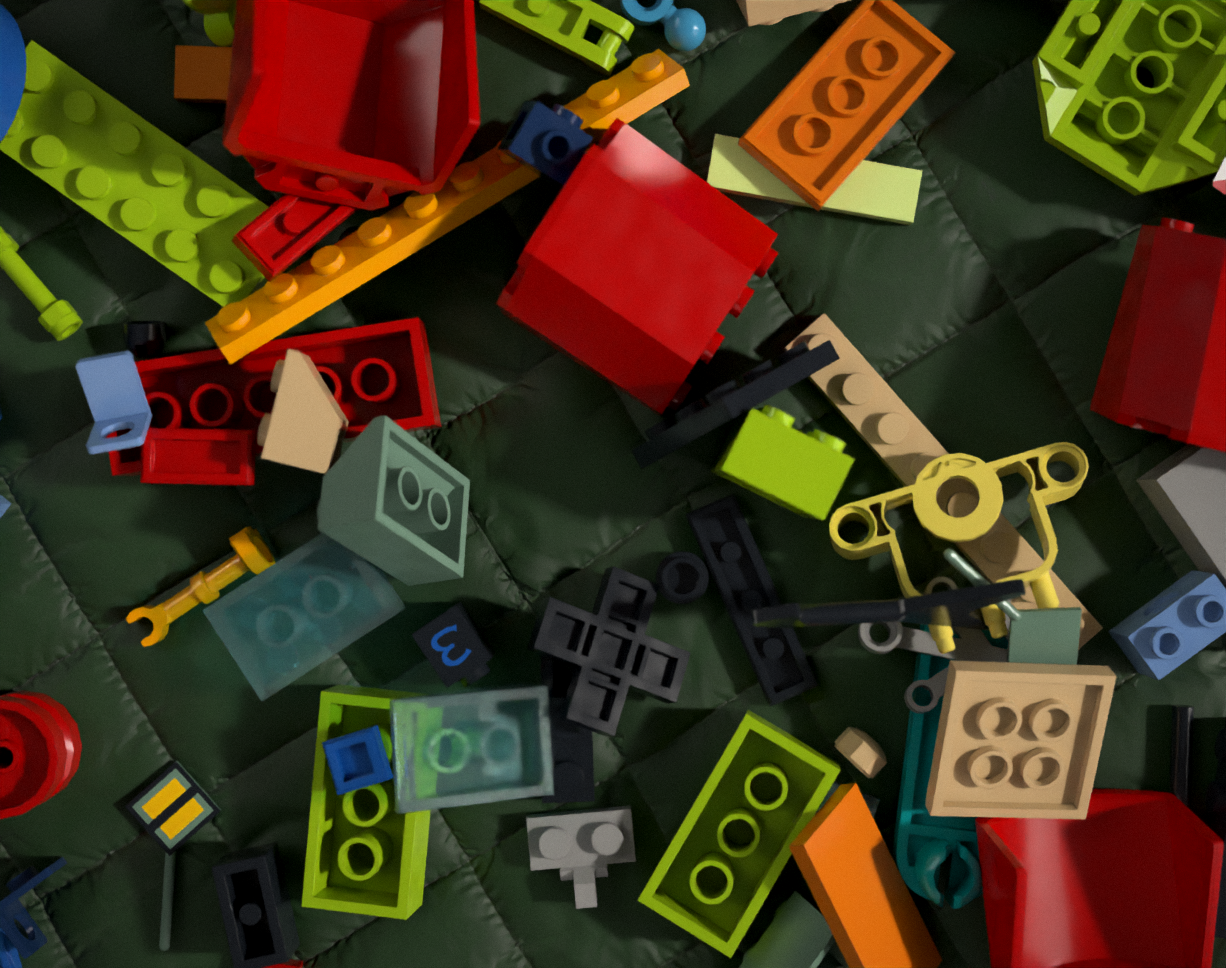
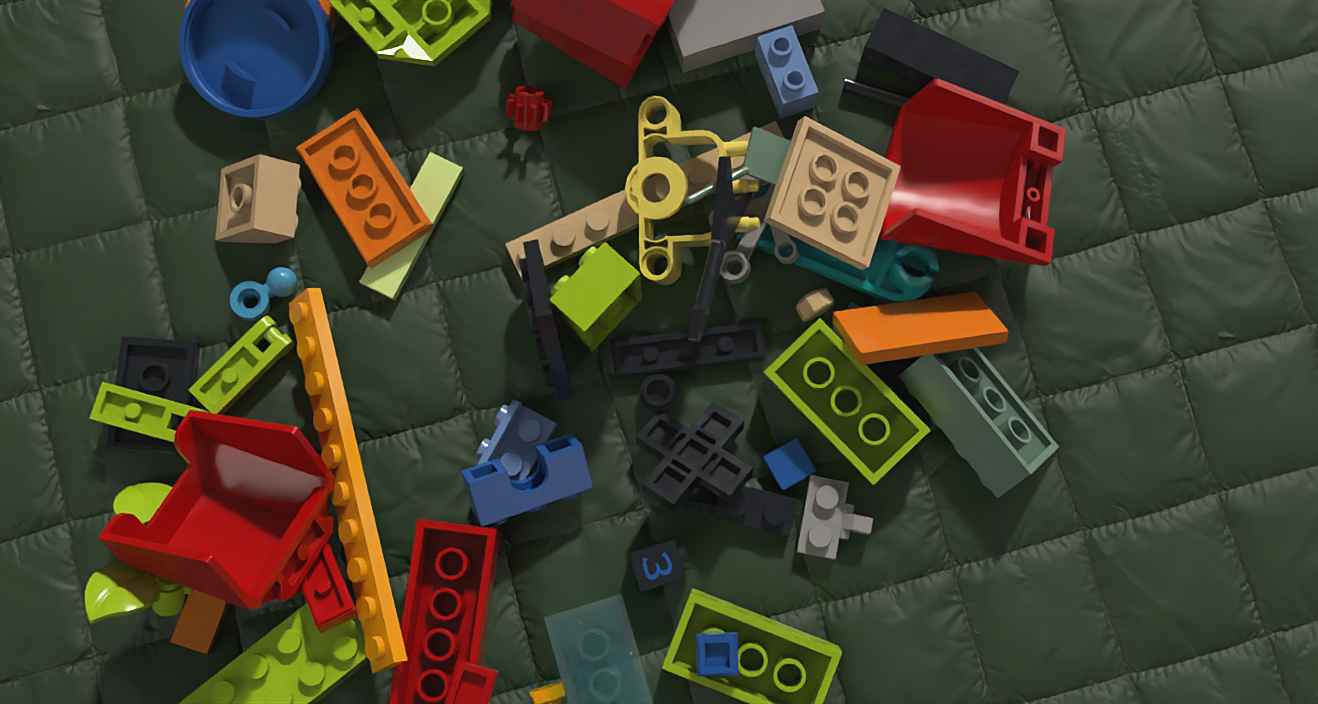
camera: 70 degrees left, 10 degrees down
(306, 420) = (463, 615): tan slope -> none
(397, 505) = (545, 571): sand green slope -> none
(471, 747) = (731, 568): clear light blue slope -> none
(531, 480) = (559, 475): none -> blue arch
(546, 141) = (325, 390): dark blue brick -> none
(557, 410) = (516, 439): none -> medium blue bracket
(637, 269) = (436, 359): red windscreen -> none
(637, 775) = (789, 464): none -> blue tile
(1022, 287) = (529, 108): none -> red gear

